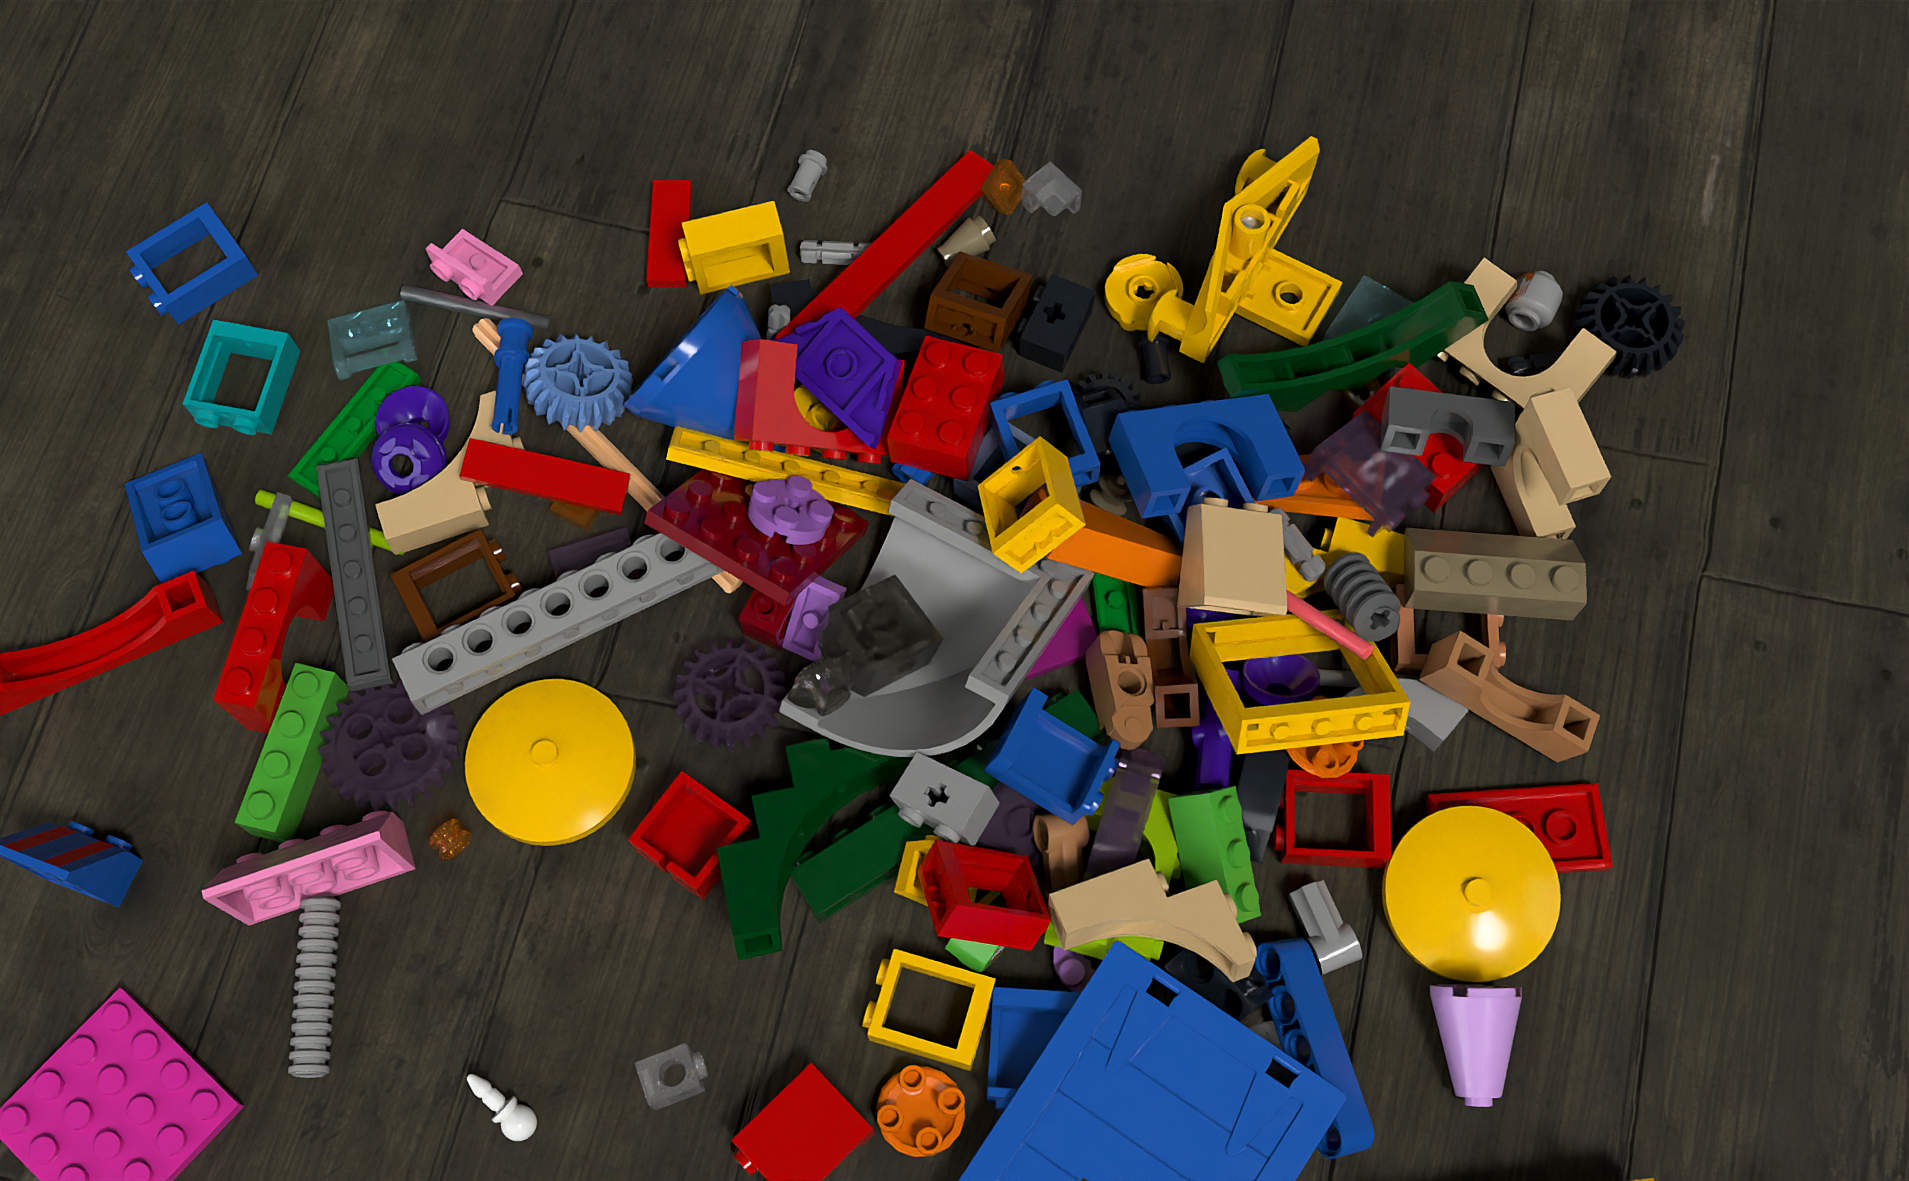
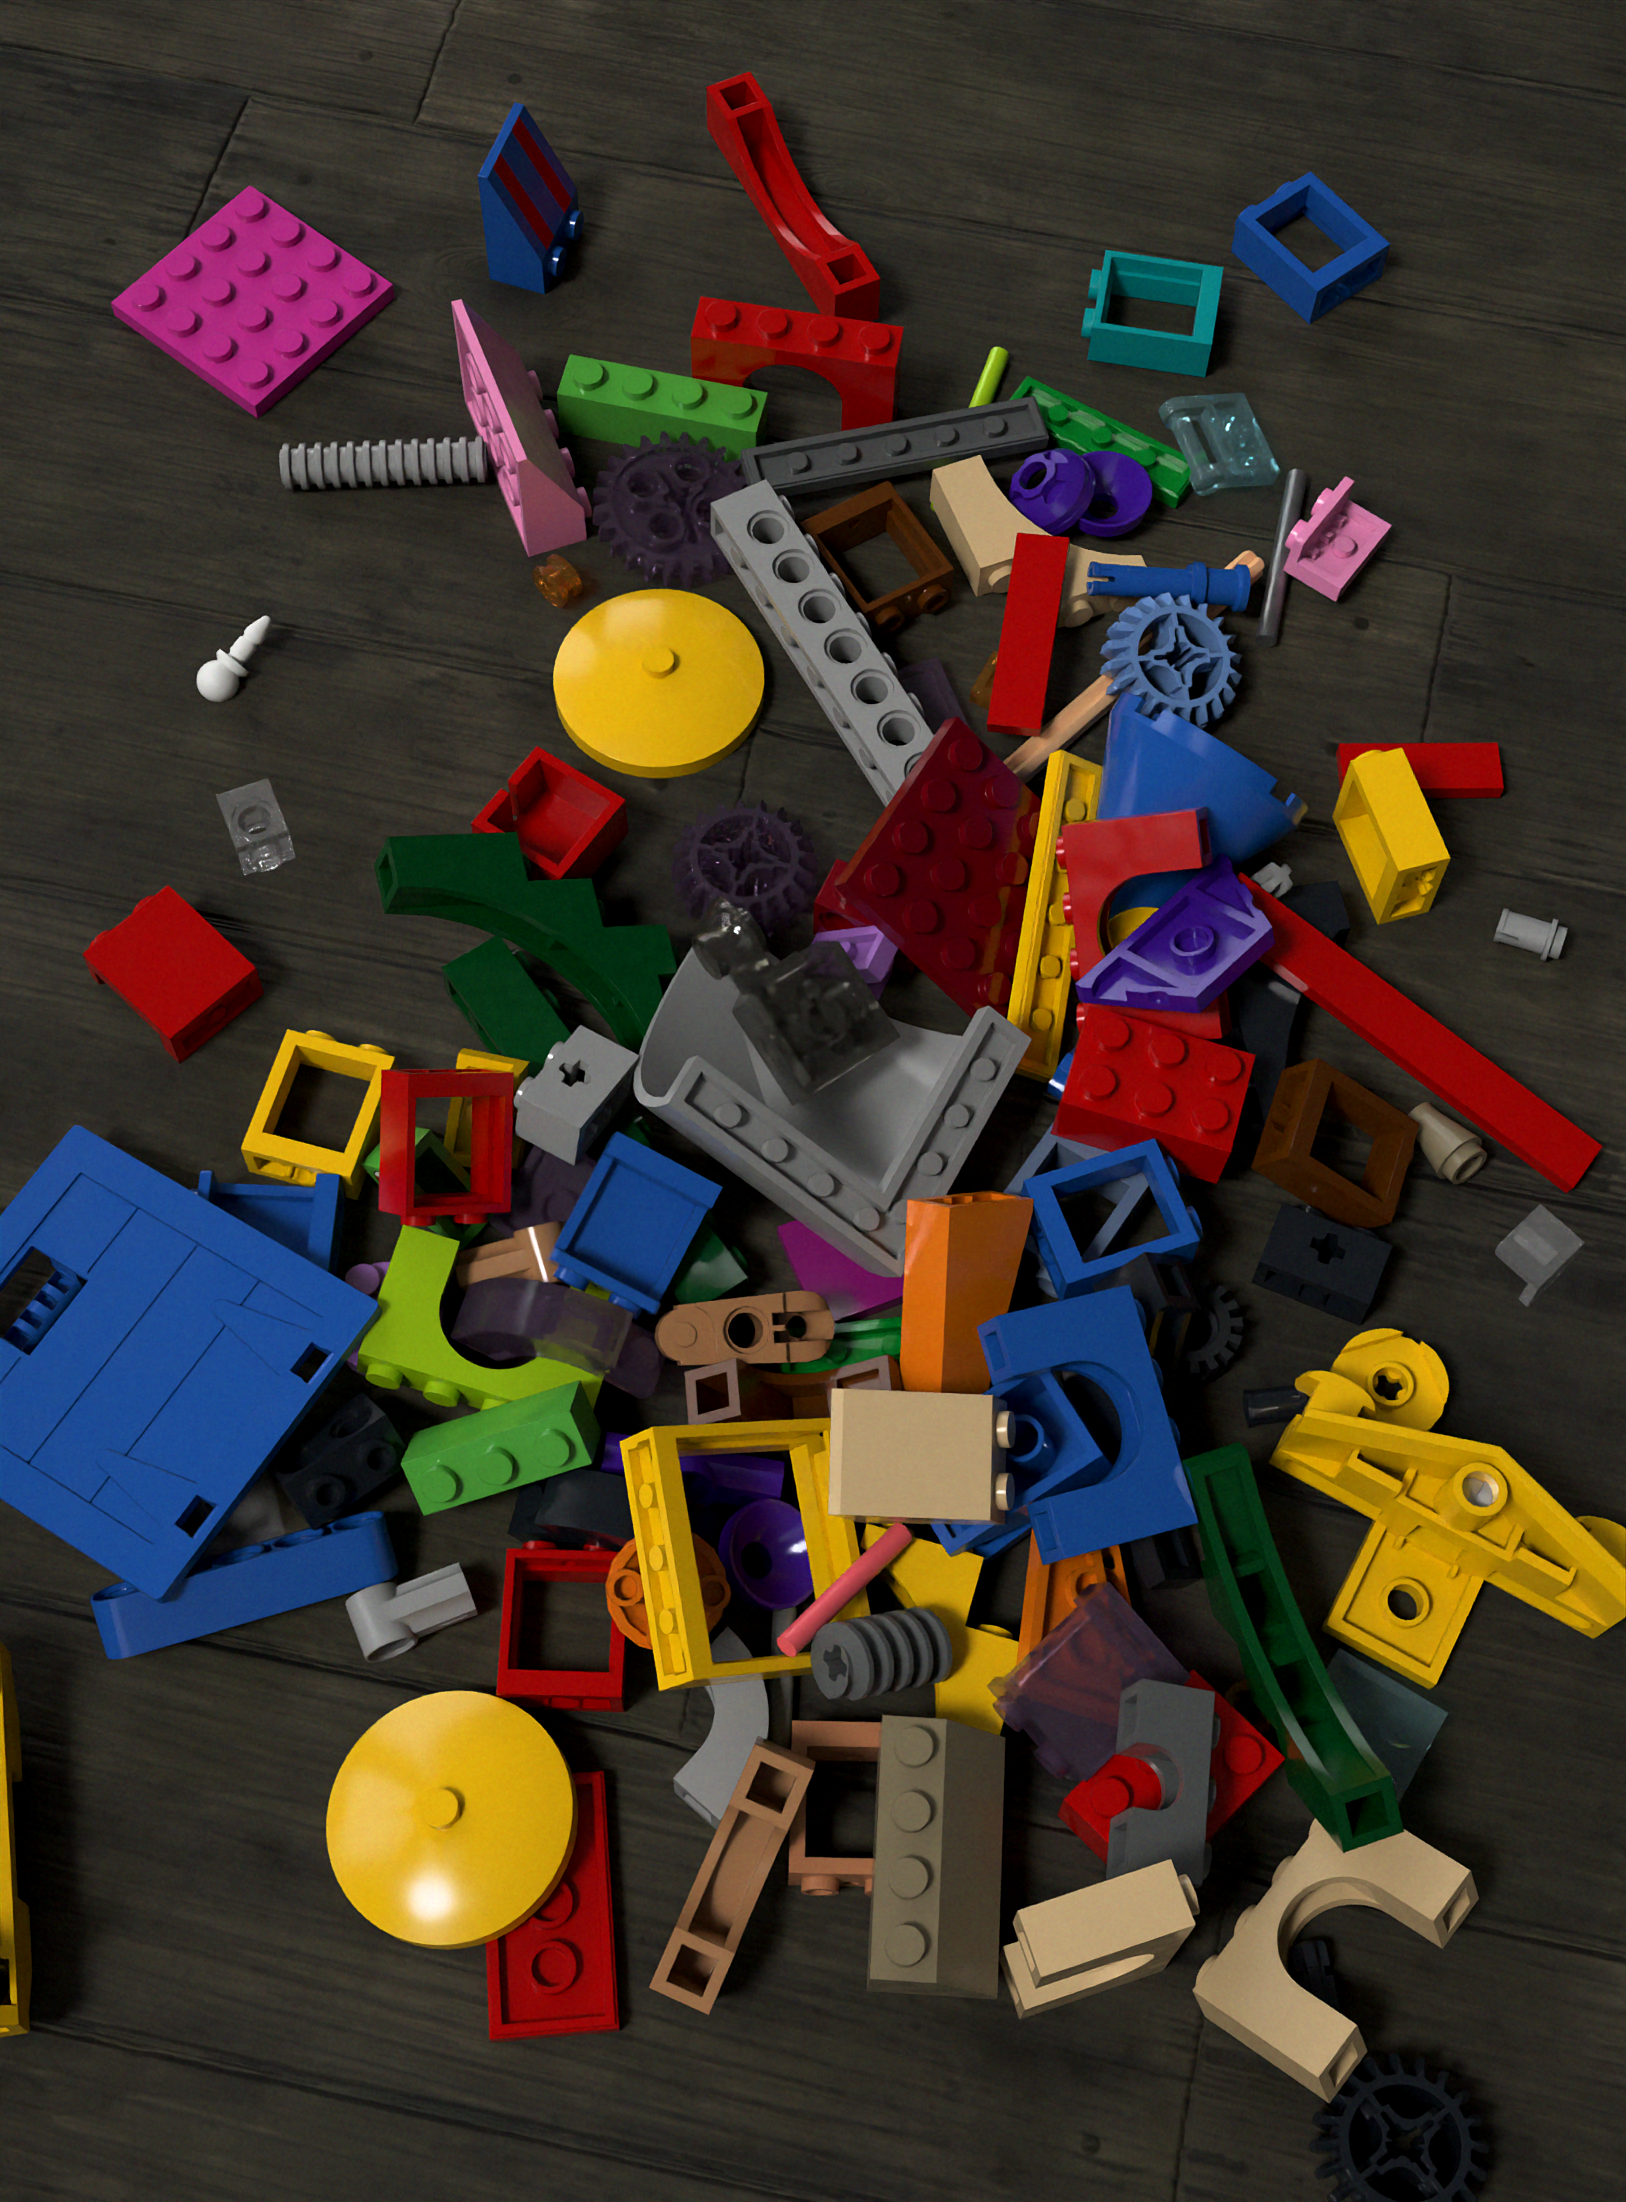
camera: 85 degrees right, 5 degrees down
(181, 519) = (959, 274): blue slope -> none
(272, 531) = (939, 356): clear plate -> none
(790, 510) = (1009, 896): medium lavender plate -> none
(831, 251) = (1411, 965): light grey axle -> none
(920, 1111) = (197, 1107): orange dish -> none
(1004, 186) = (1542, 1184): clear orange plate -> none
(1045, 526) = (979, 1166): yellow window -> none
(1139, 905) = (427, 1329): tan arch -> none
(1300, 550) = (970, 1570): light grey axle -> none
(1477, 1036) = (248, 1806): lavender cone -> none
(1534, 301) = (1433, 1989): light grey head -> none

